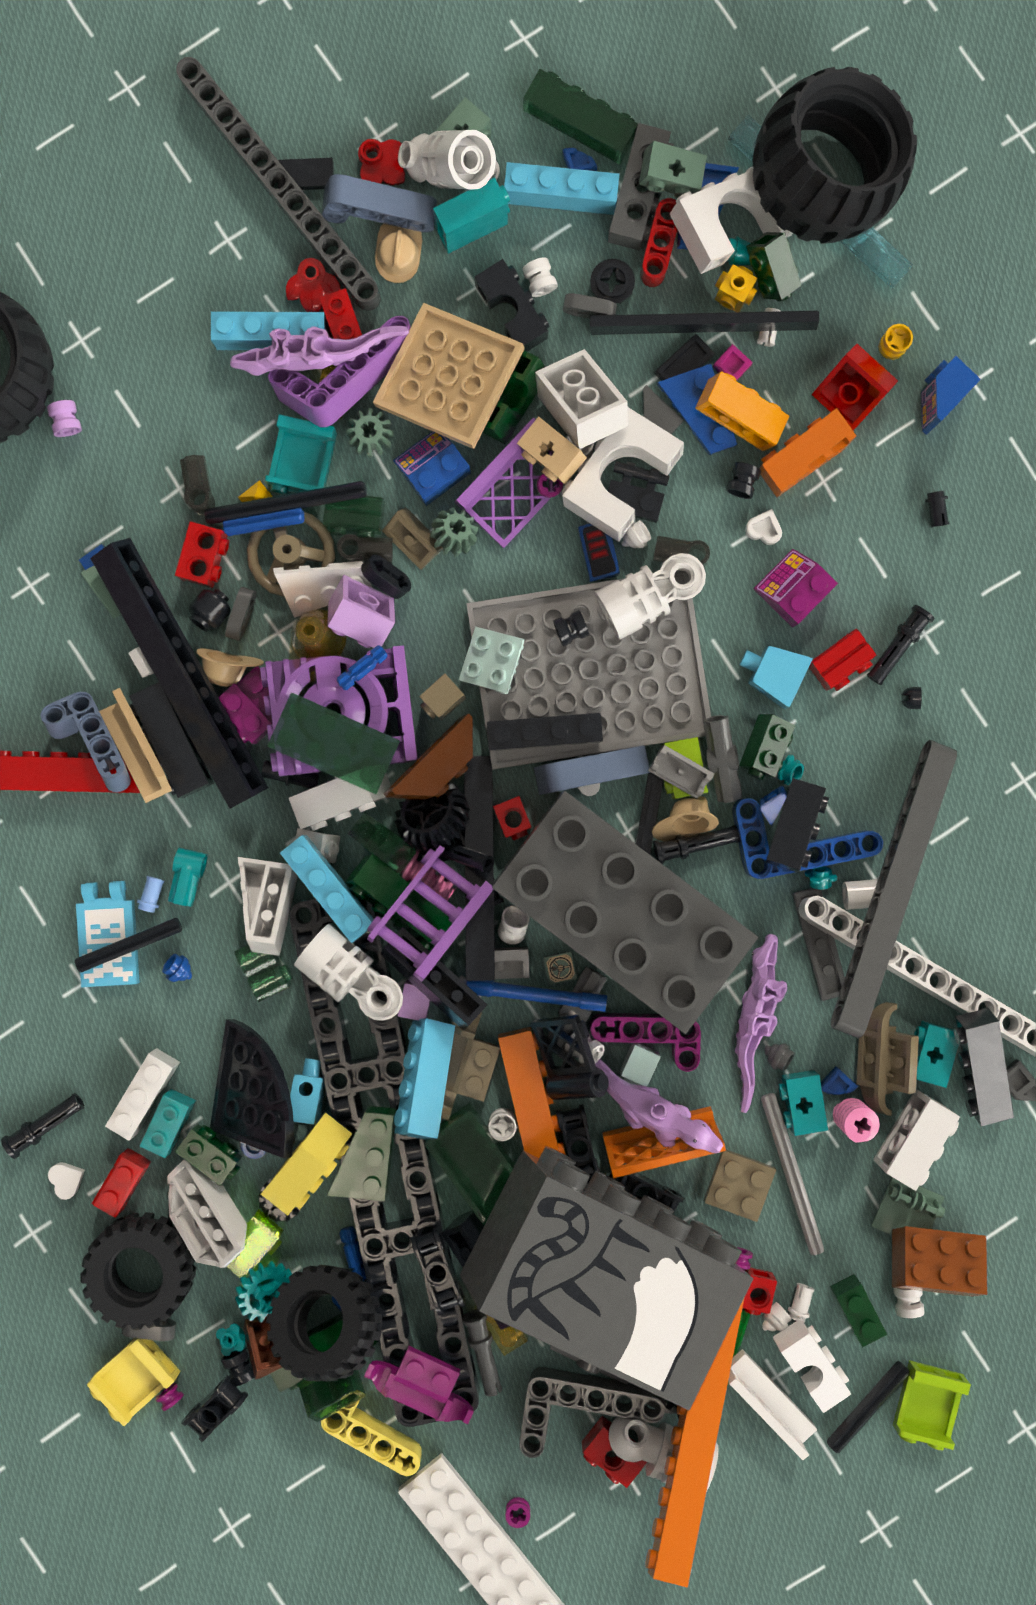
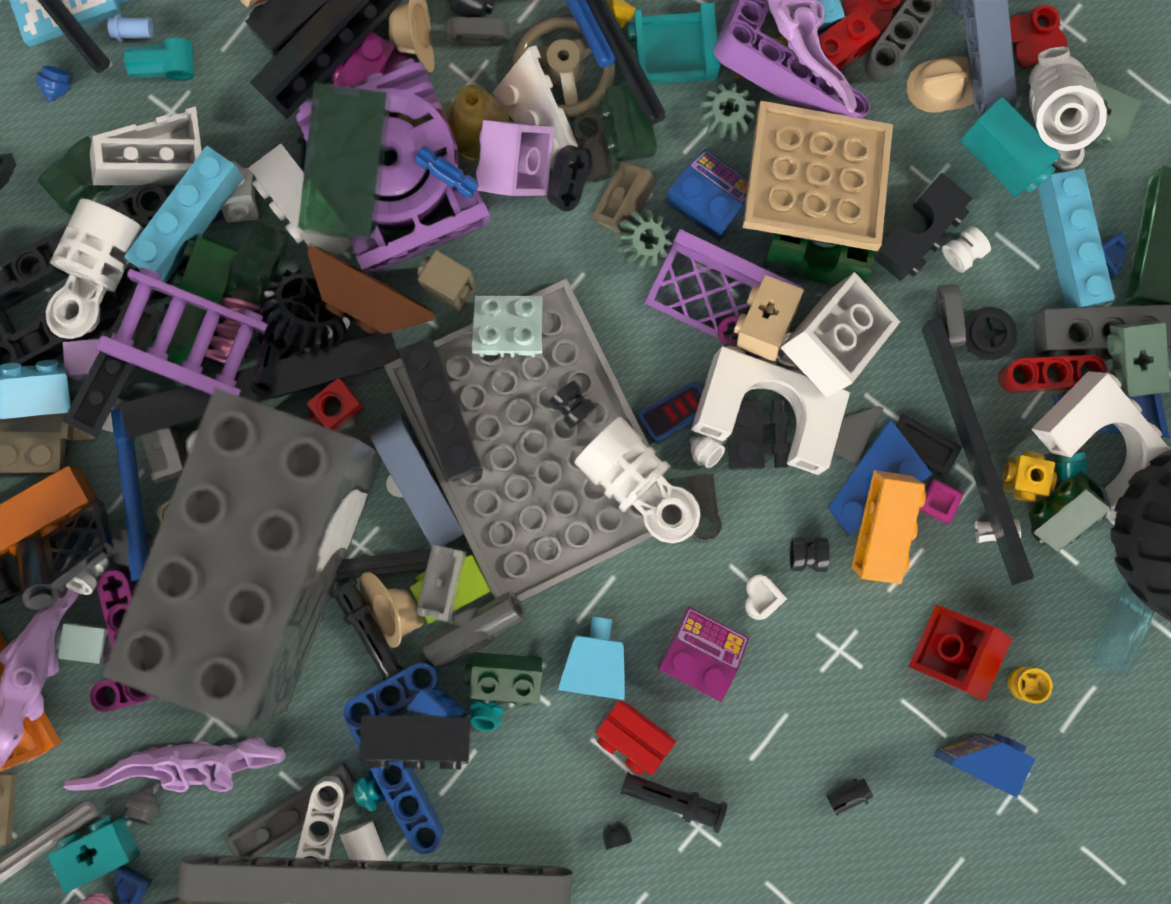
camera: 70 degrees right, 5 degrees down
(806, 452) = (864, 617): orange wedge -> none

